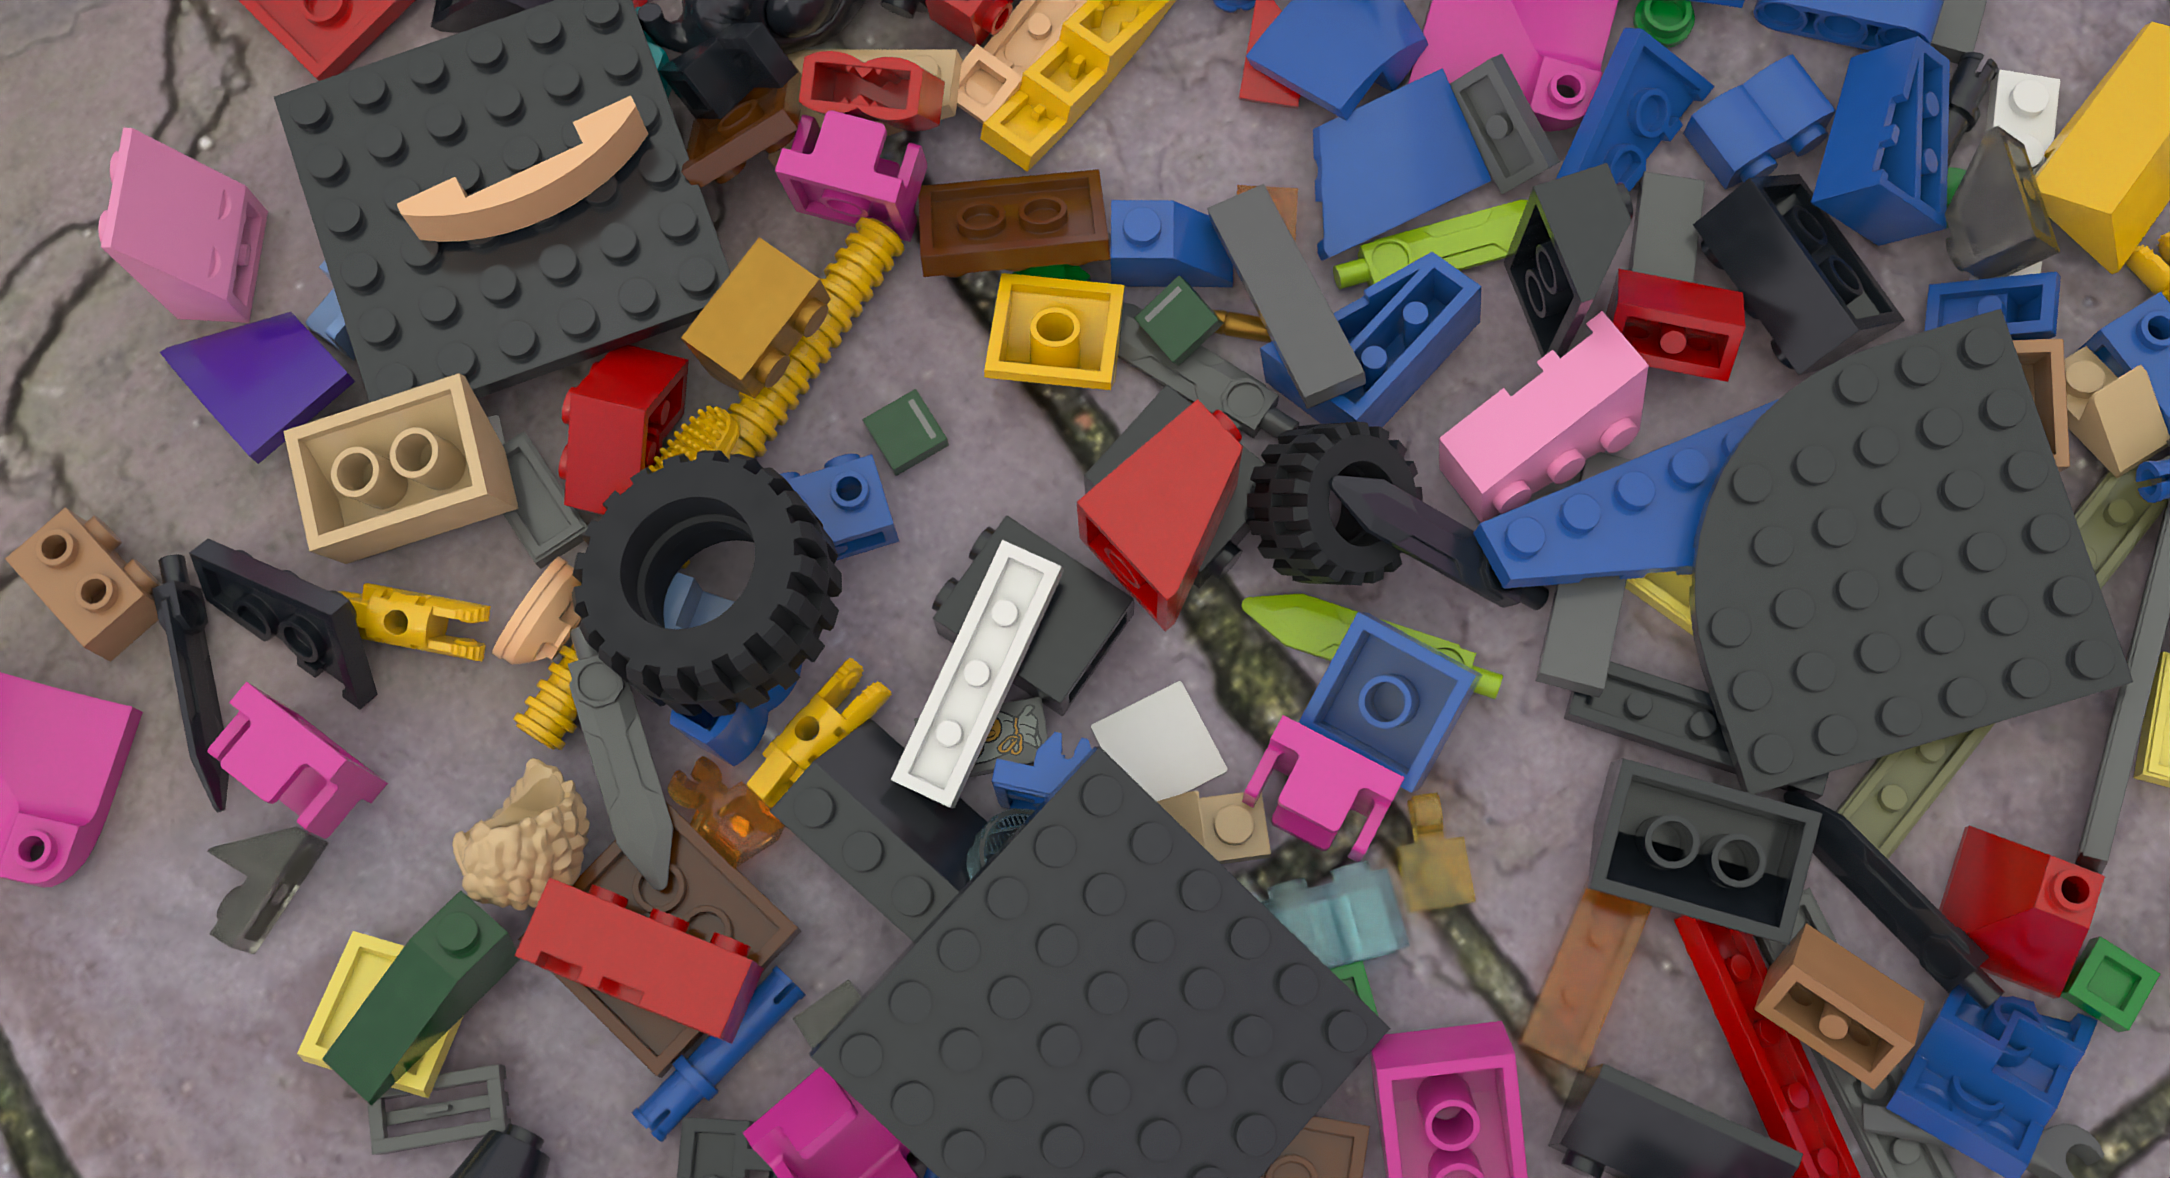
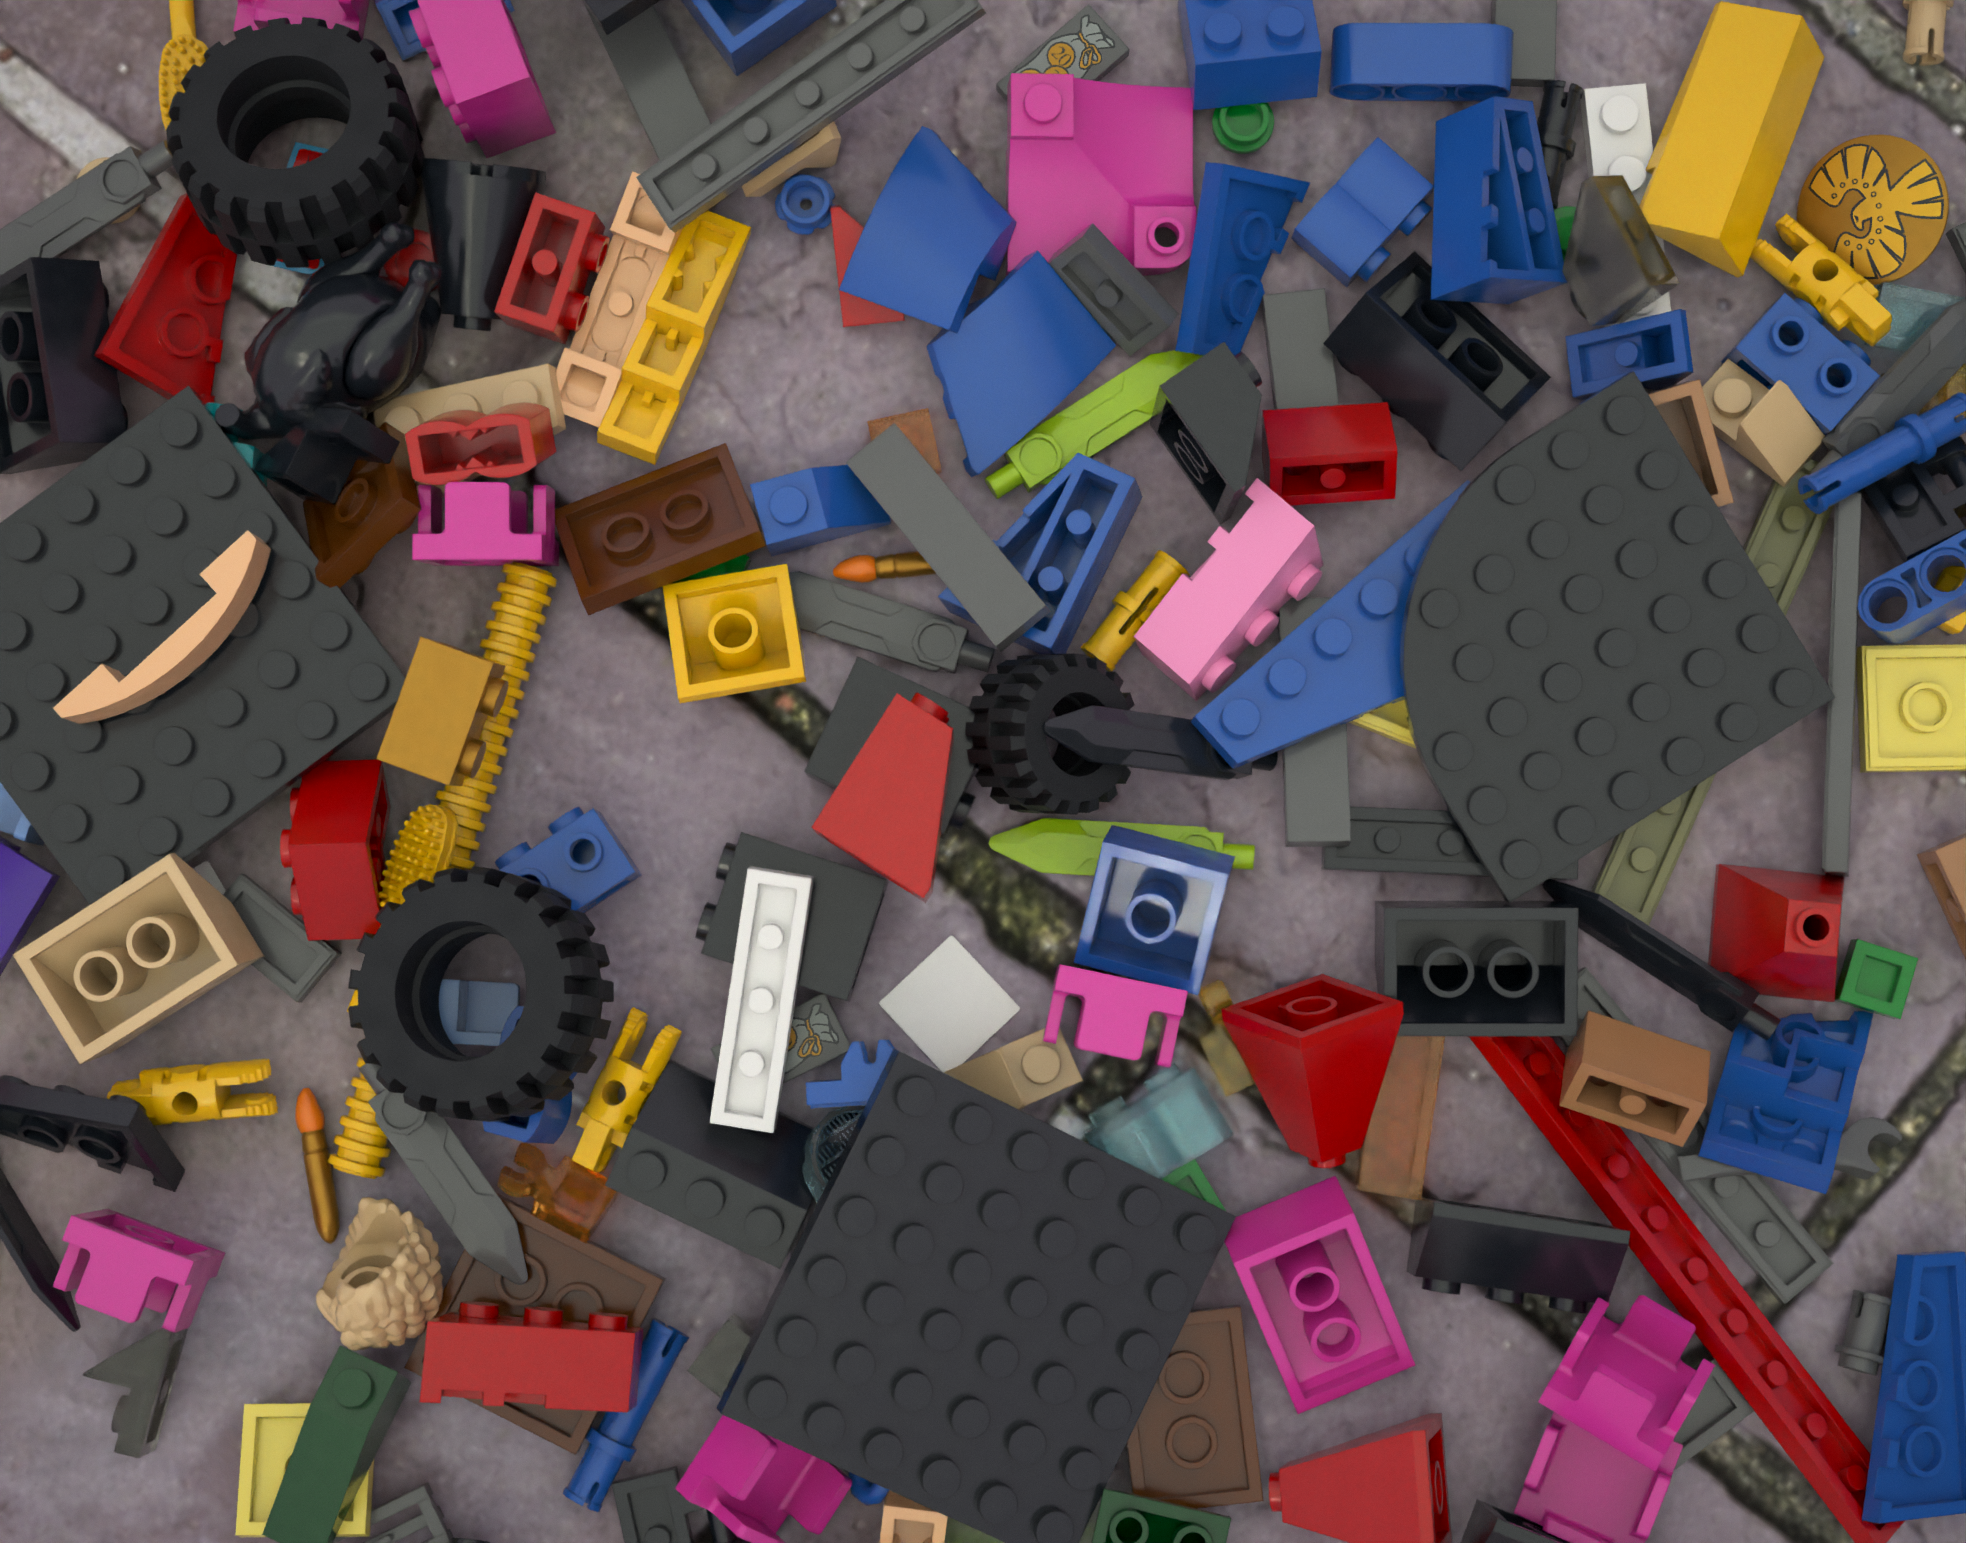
camera: 20 degrees left, 10 degrees up
(509, 681) = (324, 1205): none -> pearl gold piece
(542, 619) = (327, 1059): light nougat piece -> none
(905, 432) = (615, 766): dark green tile -> none
(1178, 320) = (849, 582): dark green tile -> none
(1468, 399) = (1107, 641): none -> yellow pin
(1514, 900) = (1317, 1060): none -> red slope

